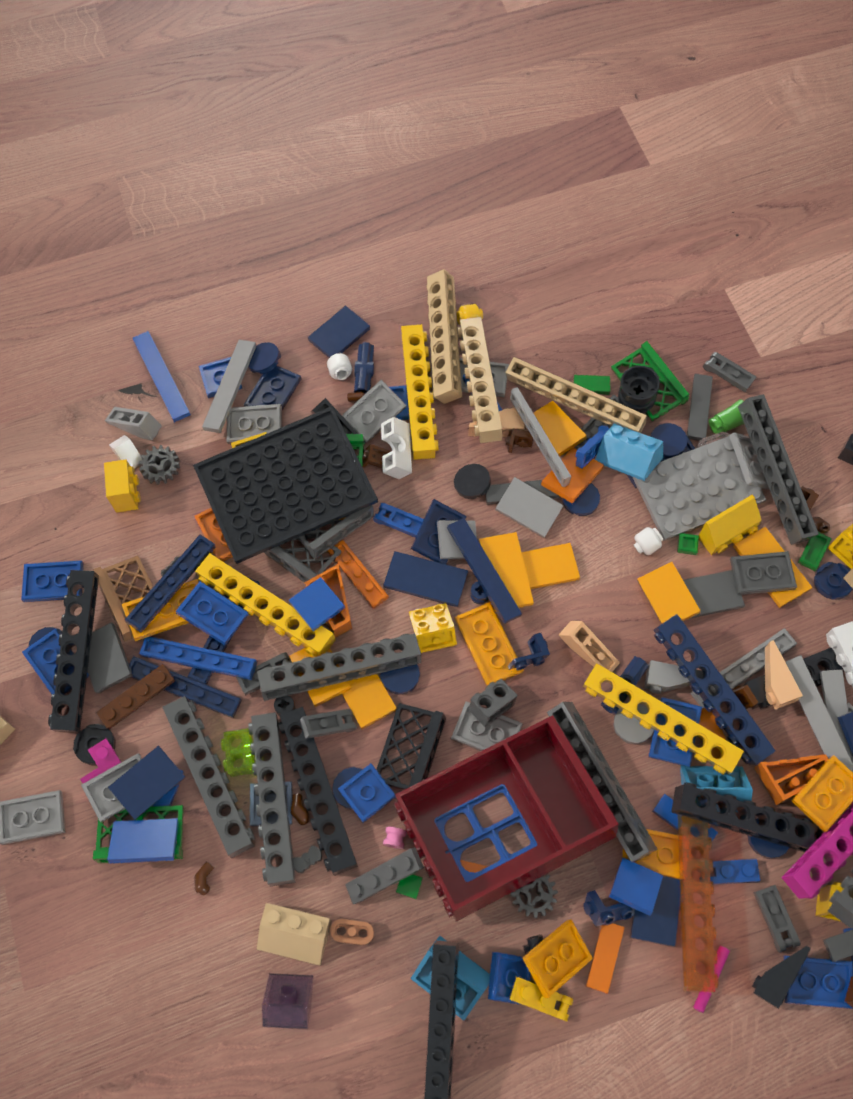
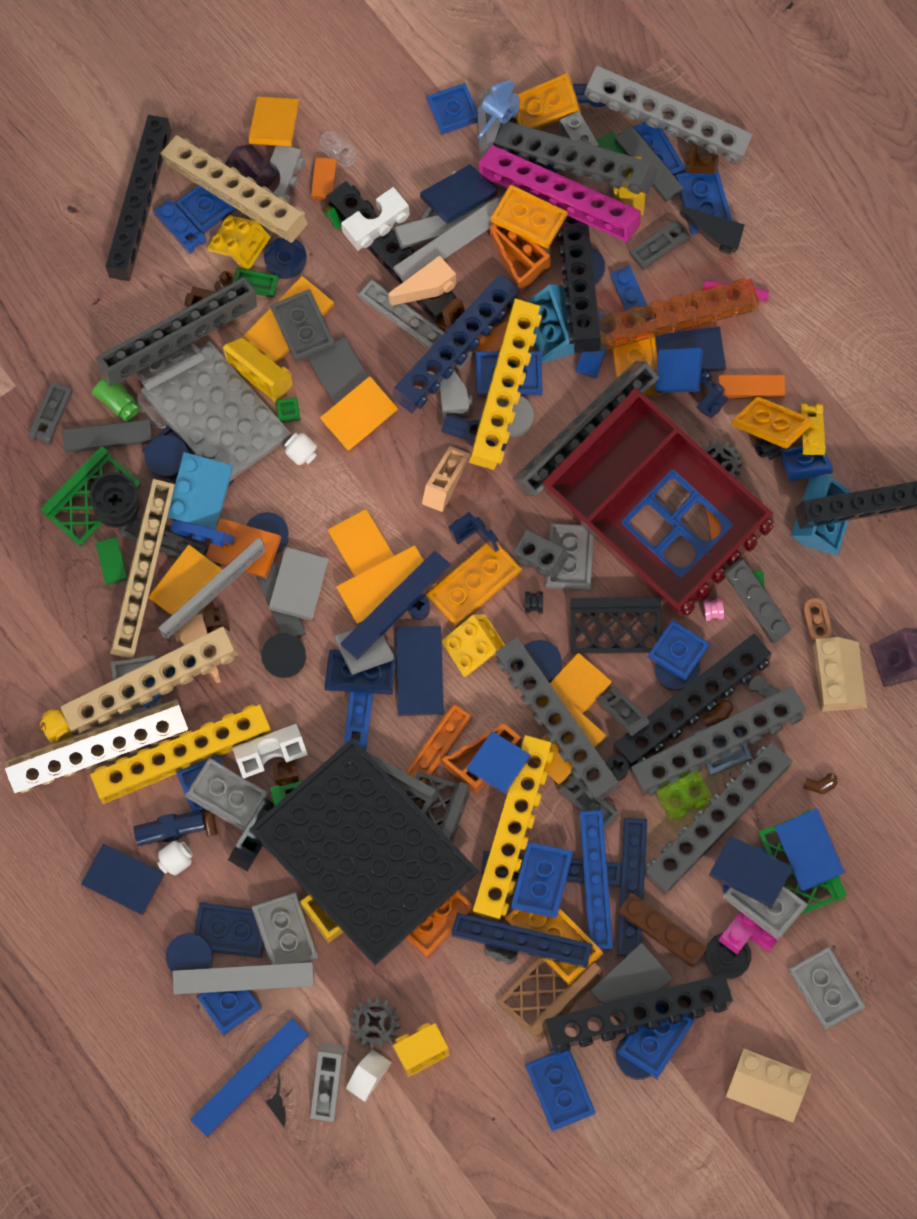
camera: 105 degrees left, 5 degrees up
(453, 685) = (533, 602): none -> black wheel

